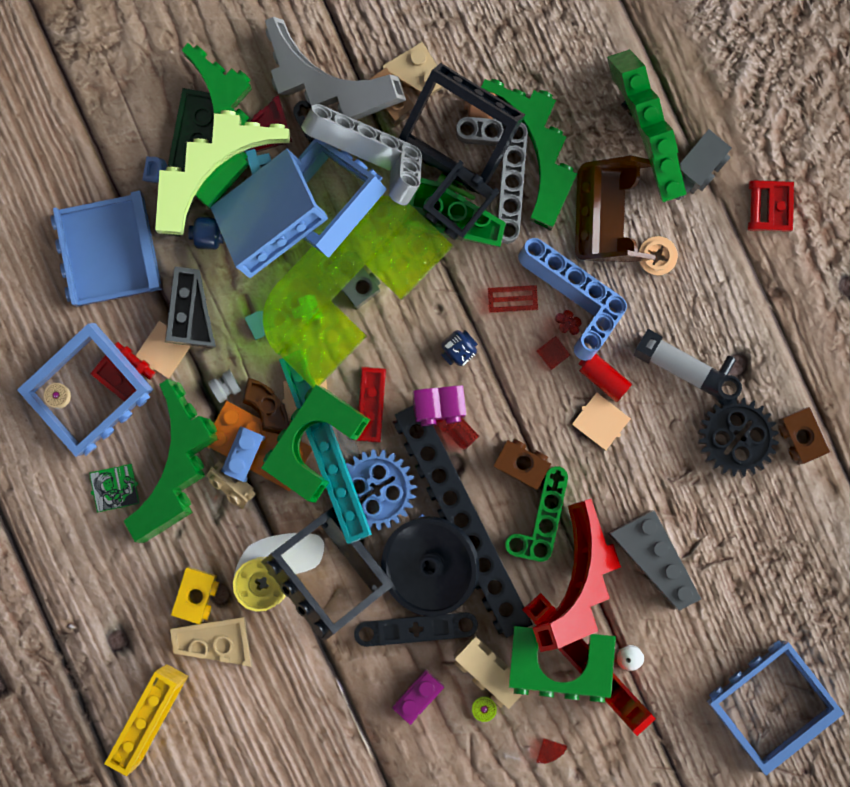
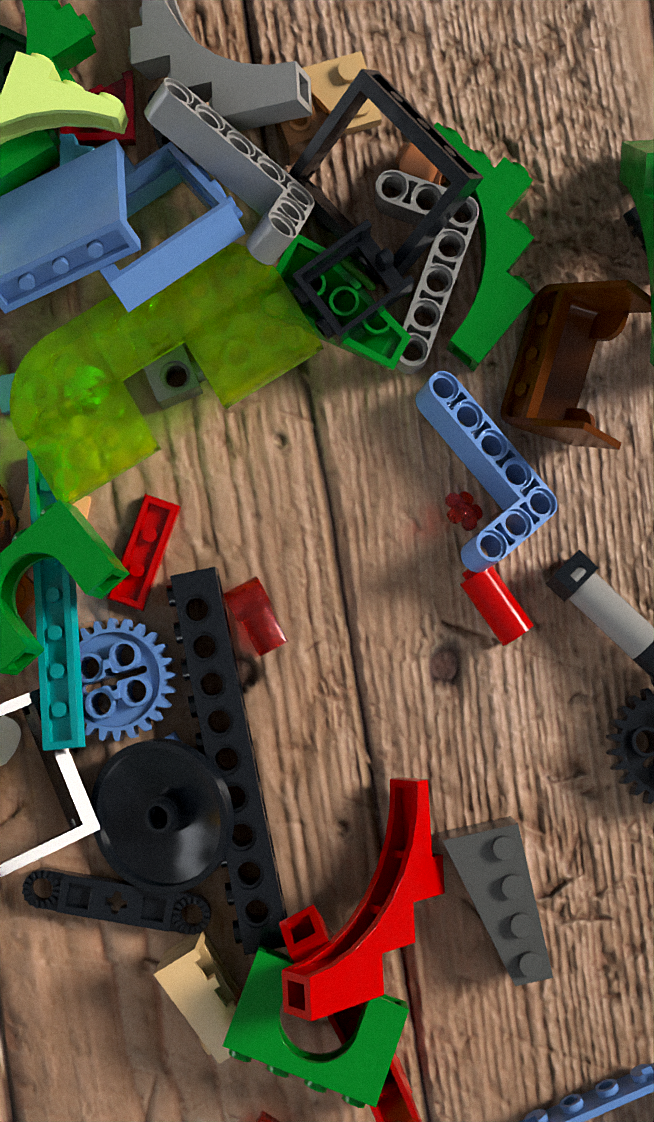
camera: 15 degrees right, 0 degrees up
(418, 696) = (91, 1004): magenta brick -> none
(439, 404) = (239, 579): magenta brick -> none
(459, 348) = (293, 504): dark blue head -> none
(484, 709) = (184, 1047): lime tile -> none
(507, 463) = (347, 721): reddish brown brick -> none
(534, 298) = (380, 437): clear red tile -> none
(543, 513) = (350, 780): green beam -> none
(553, 353) = (429, 548): clear red tile -> none
(601, 421) = (472, 666): light nougat piece -> none
(634, 654) = (422, 1031): white piece -> none
(669, 253) = (636, 448): light nougat gear -> none

